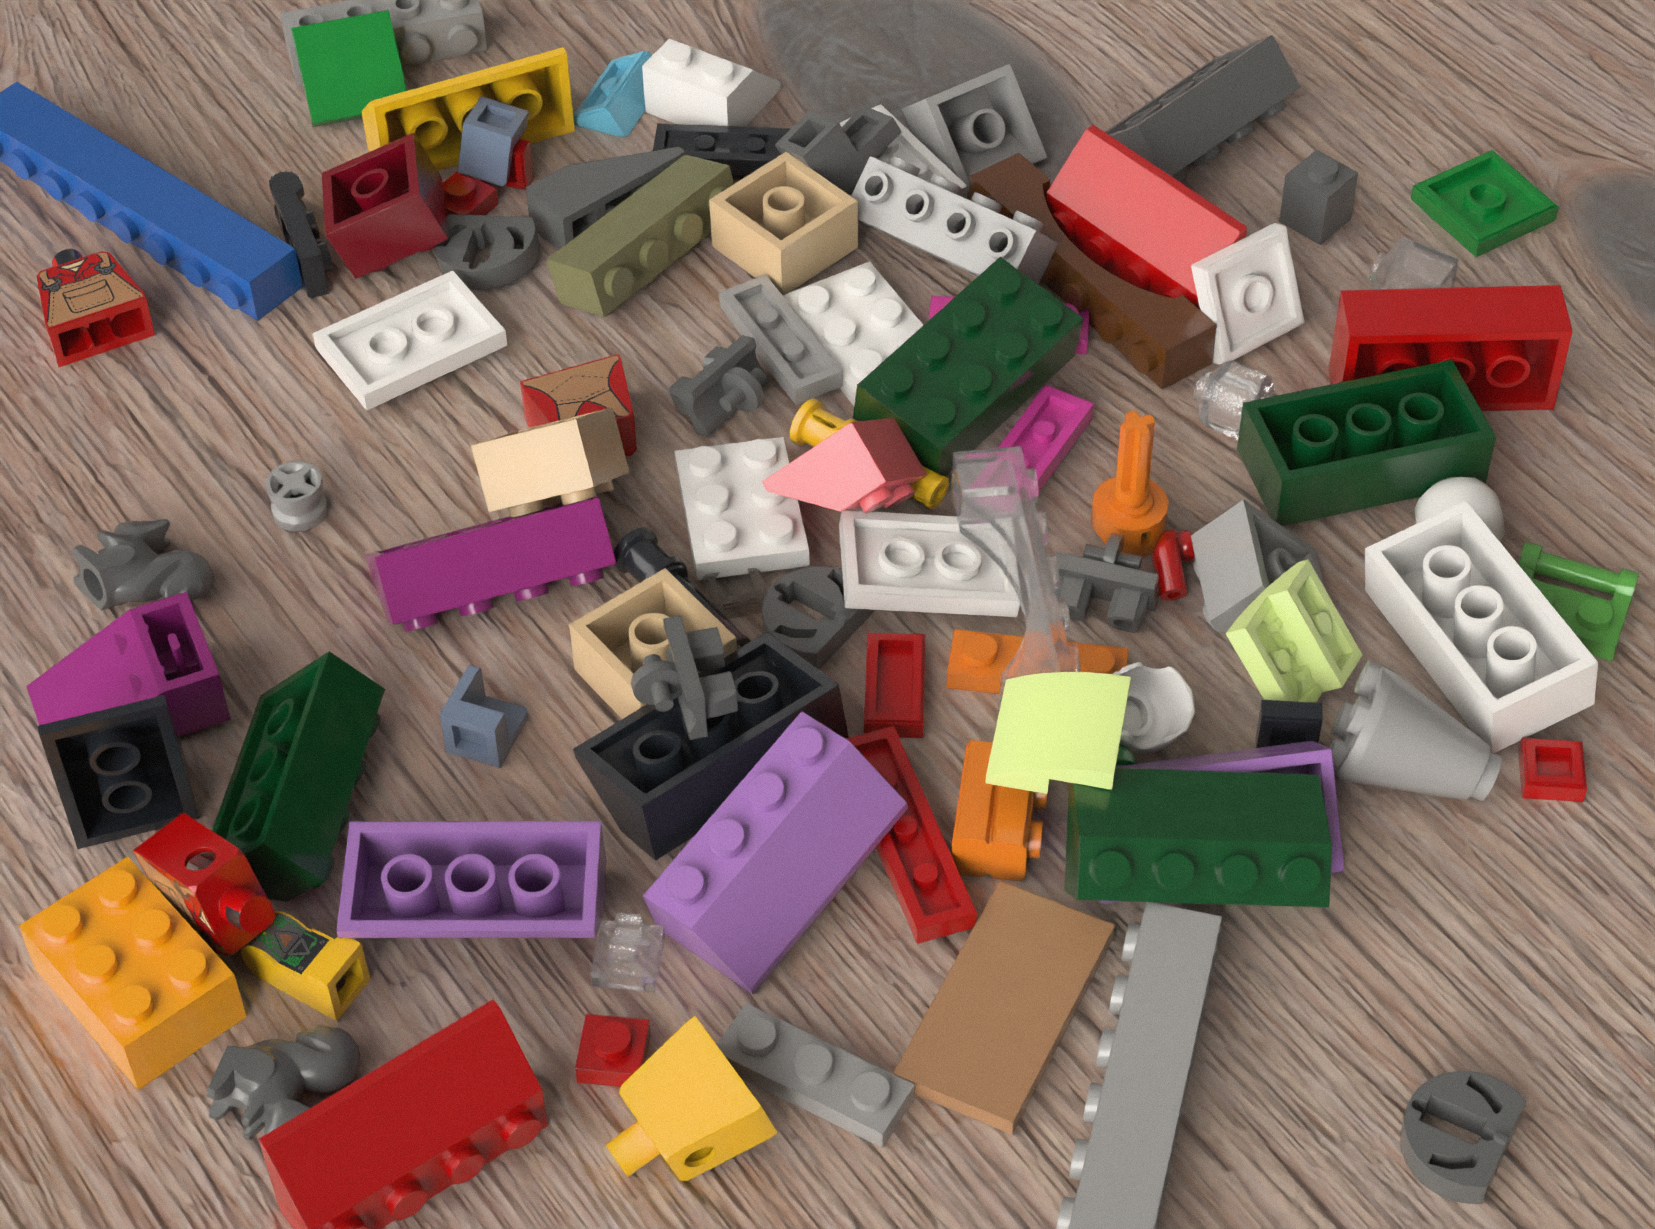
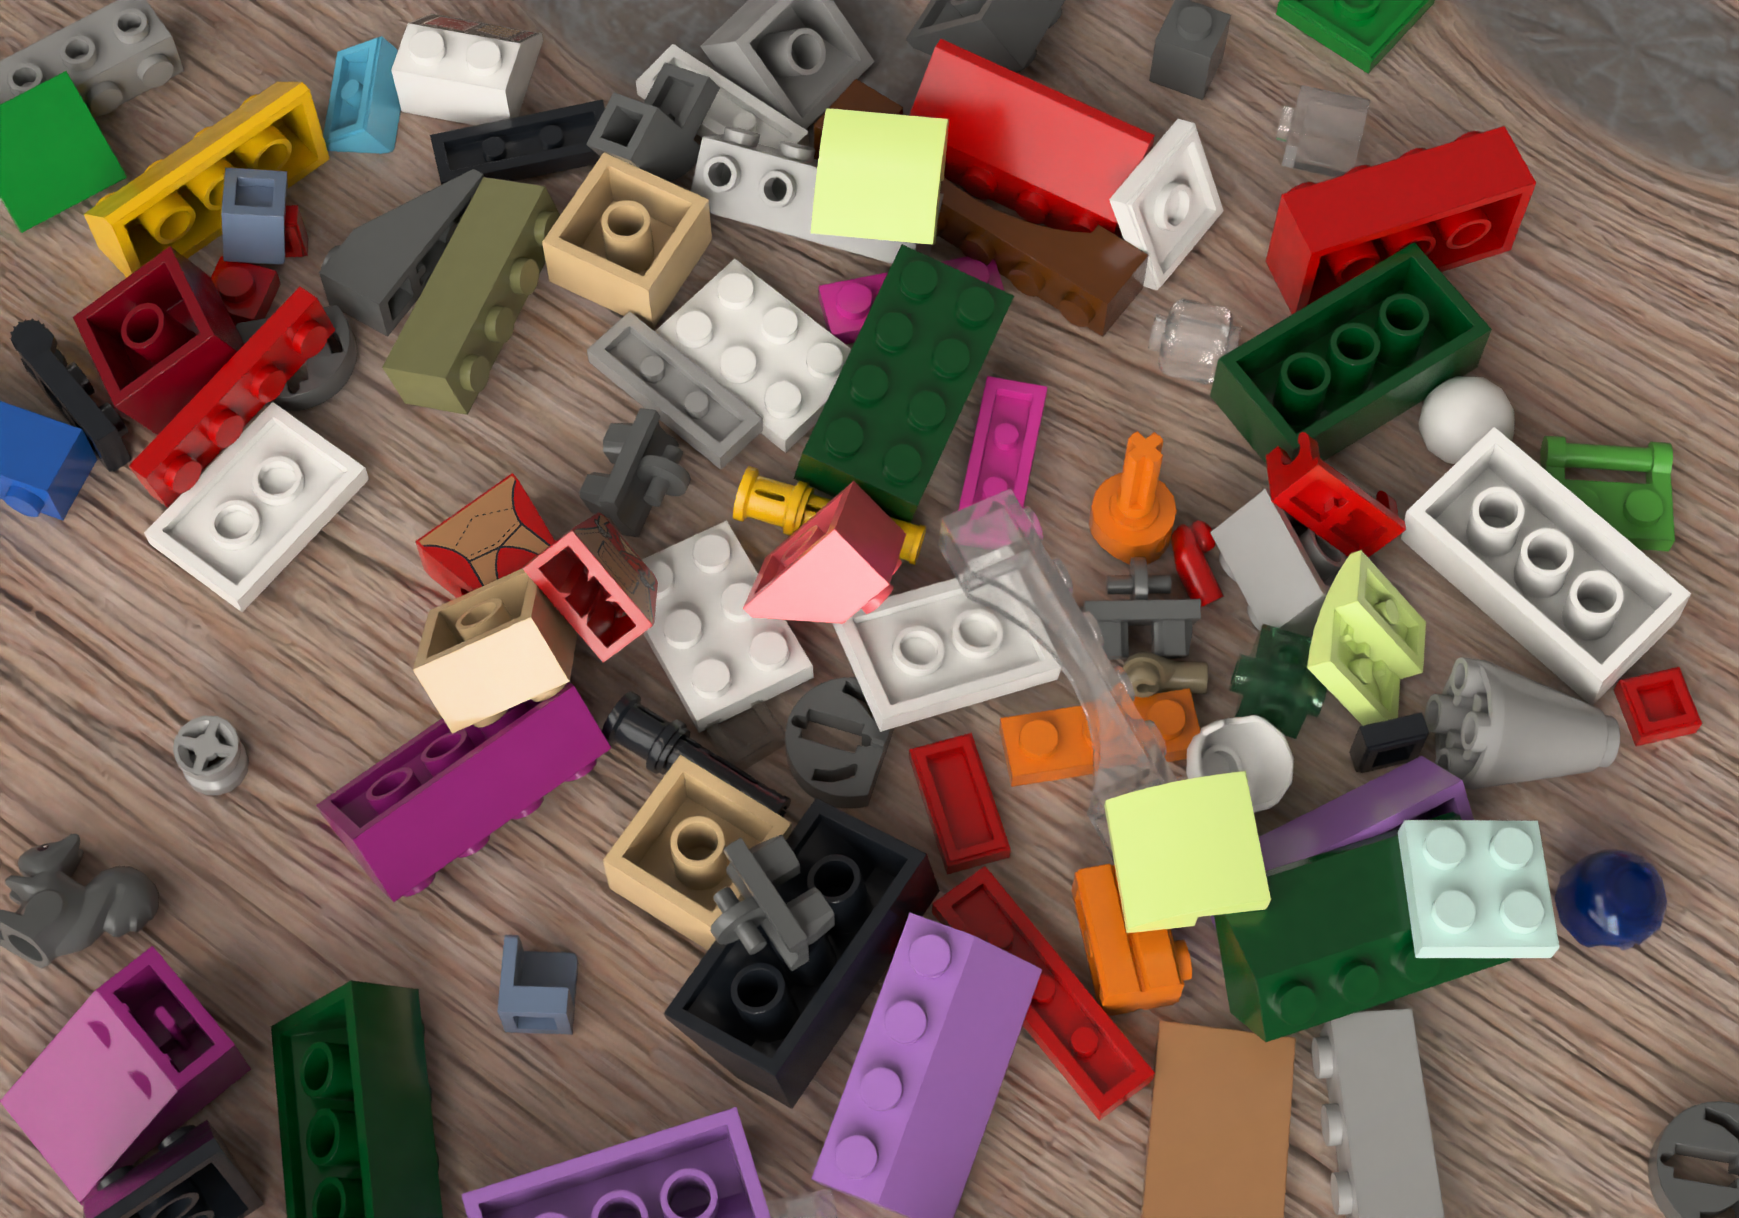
camera: 20 degrees left, 15 degrees up
(421, 253) = (233, 397): none -> red plate
(647, 433) = (593, 581): none -> red torso
(1000, 204) = (879, 176): none -> yellowish green slope
(1096, 626) = (1157, 674): none -> dark tan arm
(1204, 655) = (1277, 682): none -> clear green brick
(1302, 528) = (1330, 501): none -> red hinge
(1309, 826) = (1477, 889): none -> light aqua plate
(1450, 899) = (1611, 899): none -> clear blue hair

